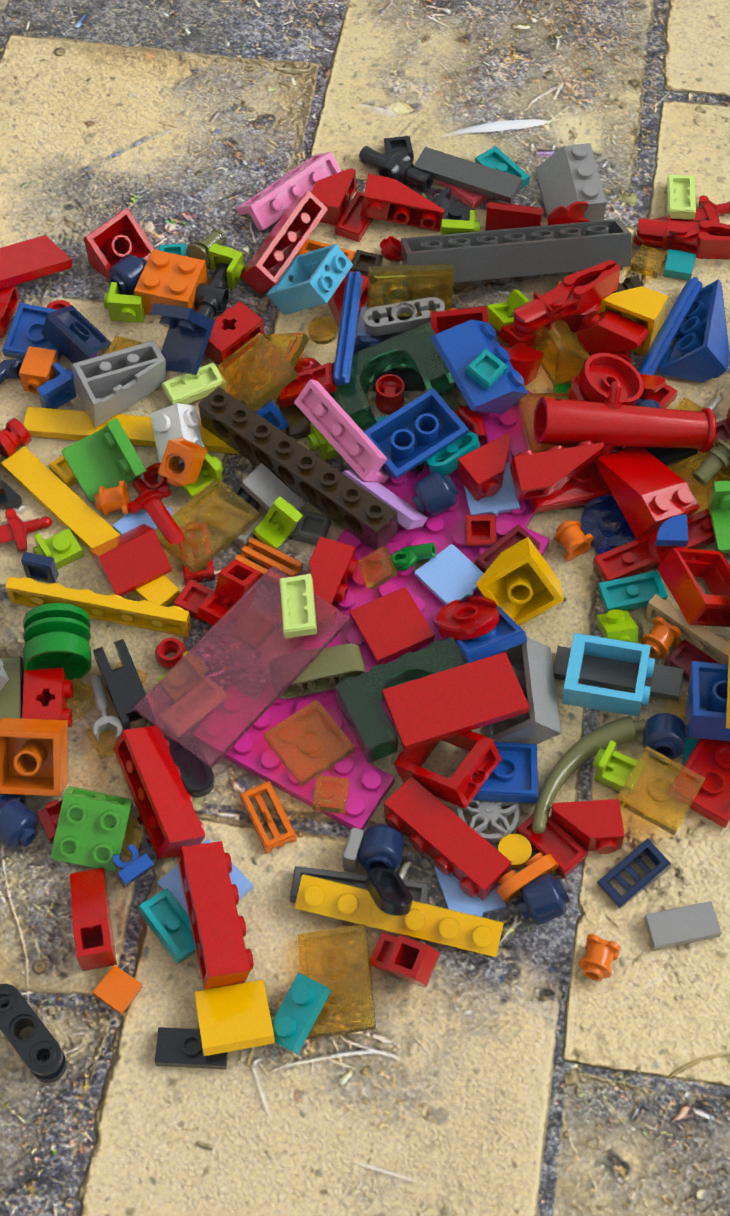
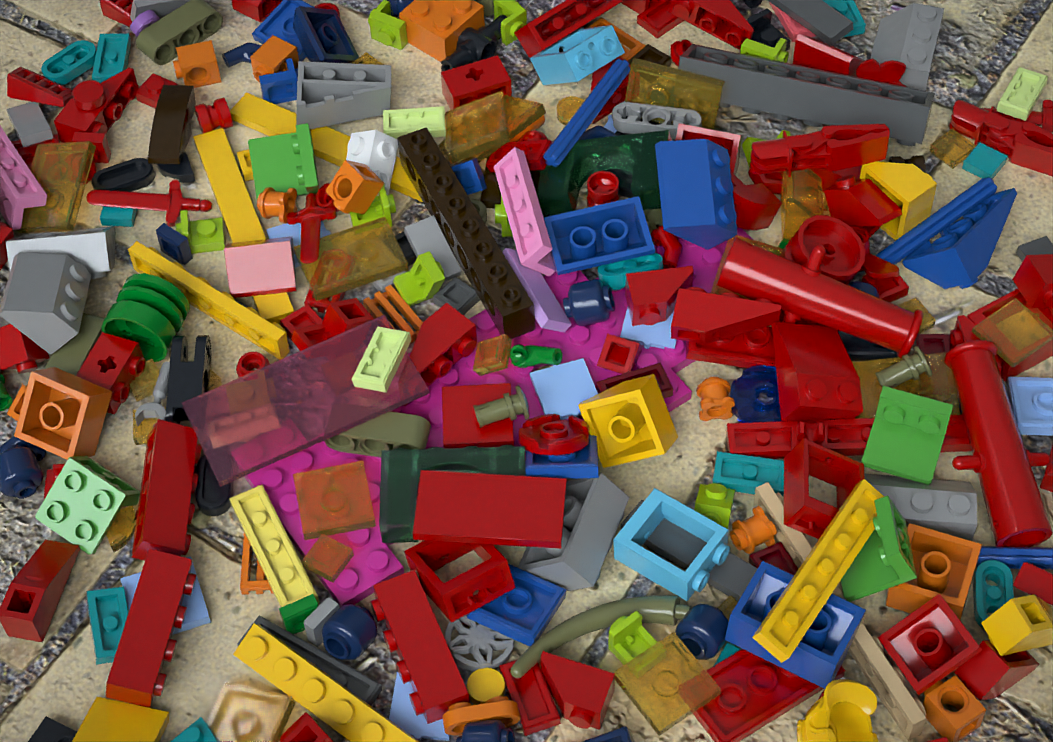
camera: 25 degrees right, 5 degrees down
(117, 989) = (29, 666): orange tile -> none
(133, 869) = (105, 557): blue tile -> none
(185, 338) = (426, 74): dark blue bracket -> none
(279, 805) = (272, 546): none -> light yellow tile
(331, 852) = (296, 612): none -> green tile
(389, 891) = (328, 672): black tile -> none
(417, 609) = (503, 408): none -> olive pin
(486, 369) = (696, 192): teal tile -> none
(673, 532) = (813, 423): blue tile -> none

